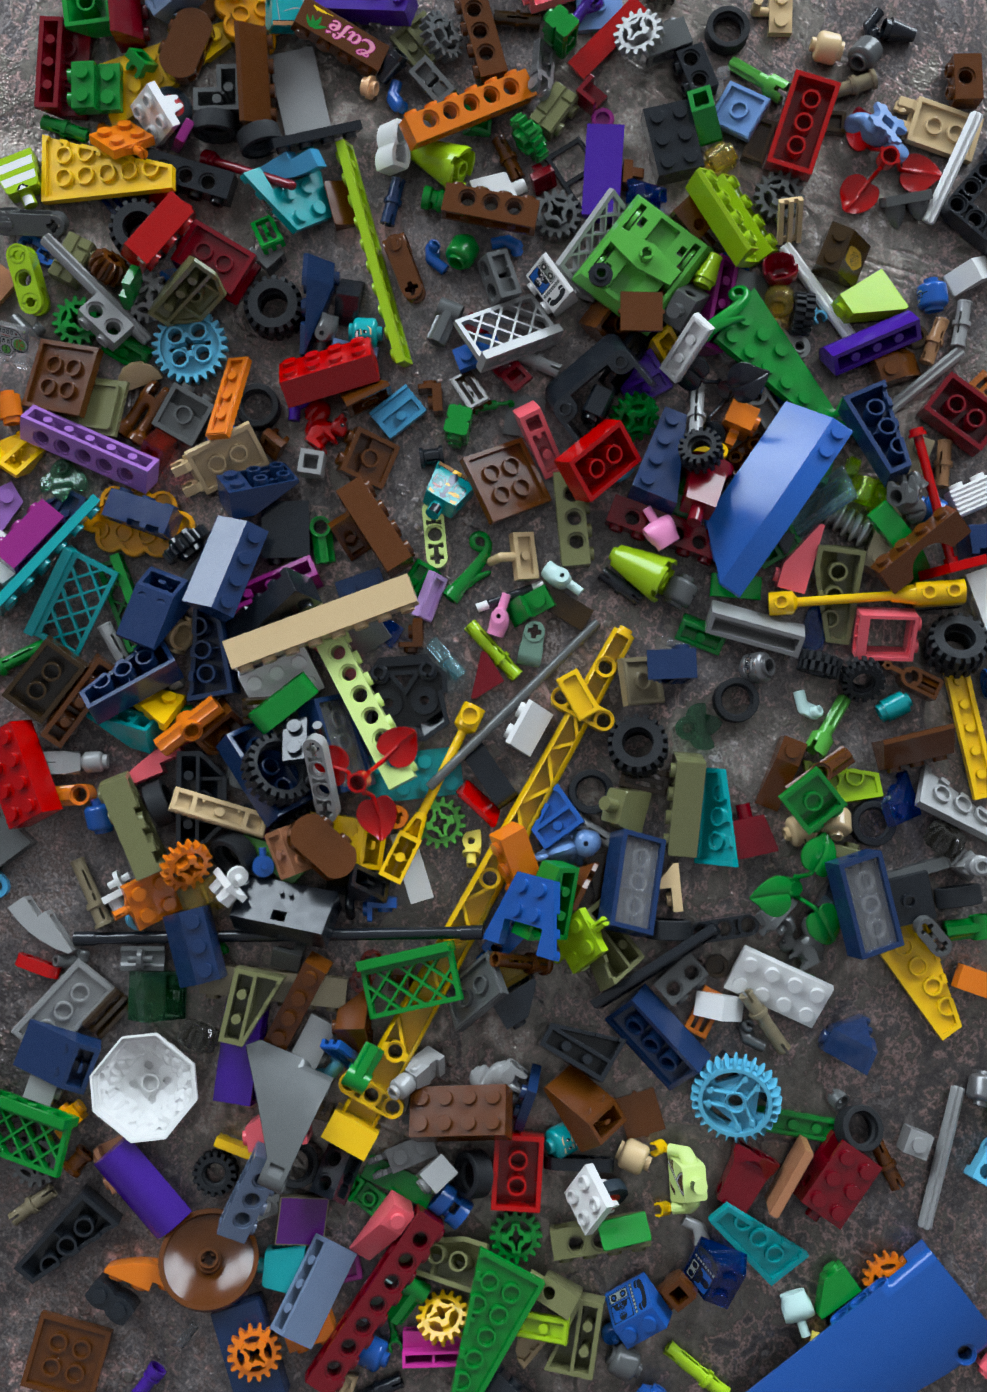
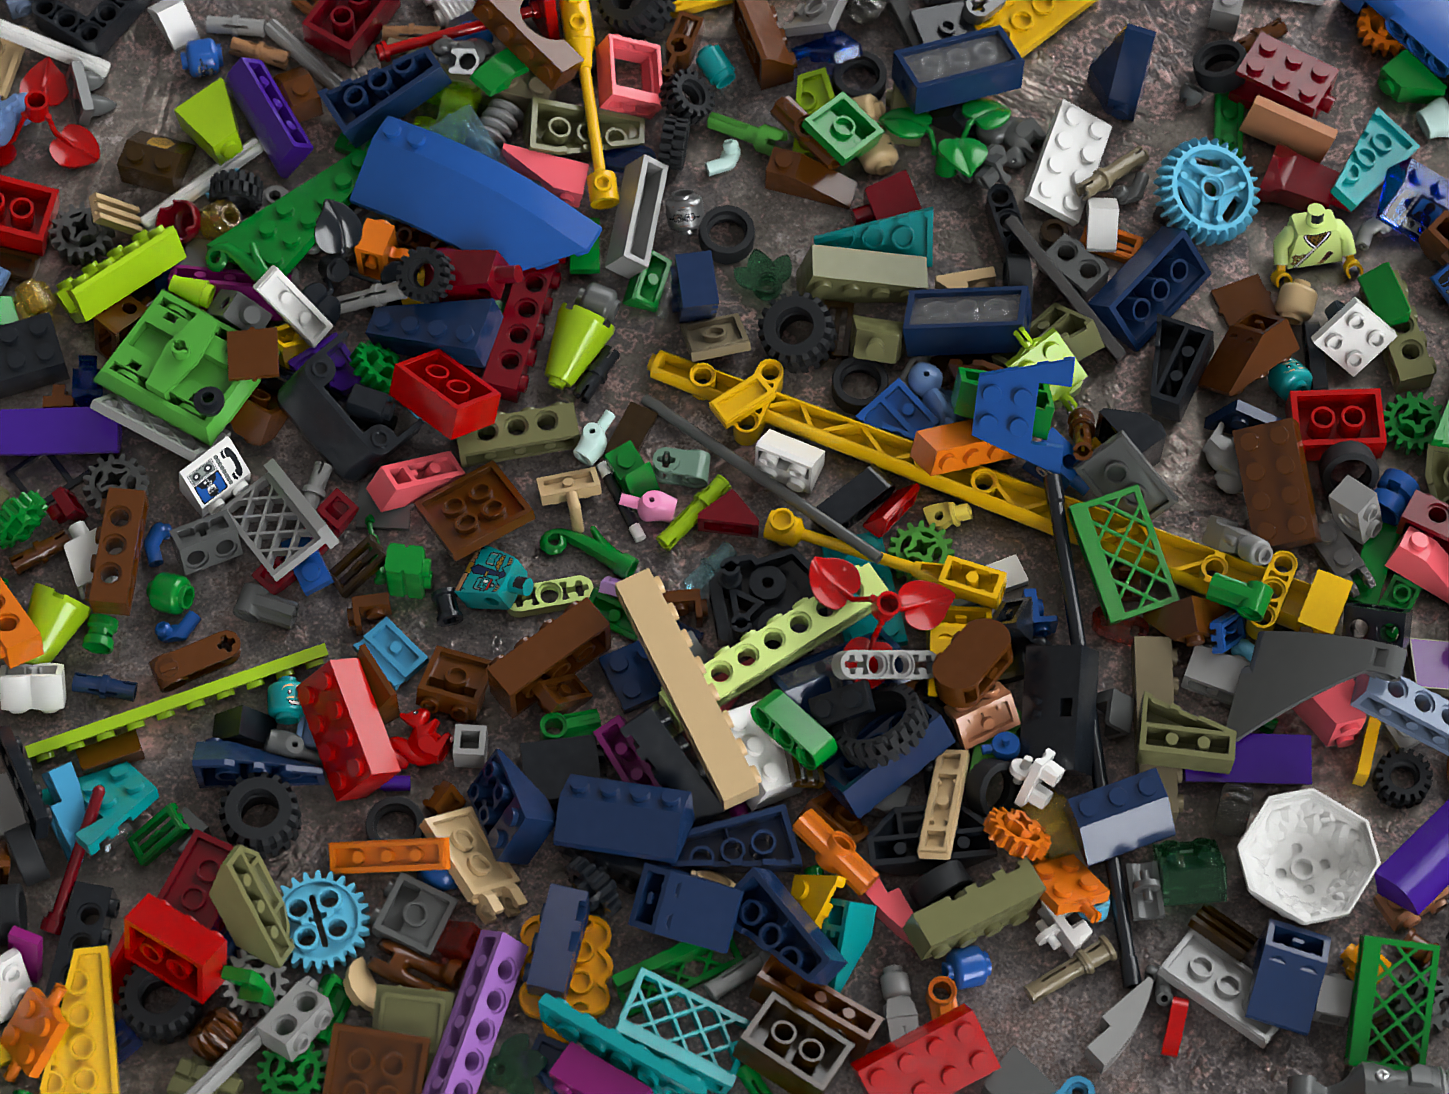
camera: 95 degrees left, 20 degrees down
(298, 1000) = (1144, 671): reddish brown arch -> none
(660, 531) = (526, 322): bright pink piece -> none

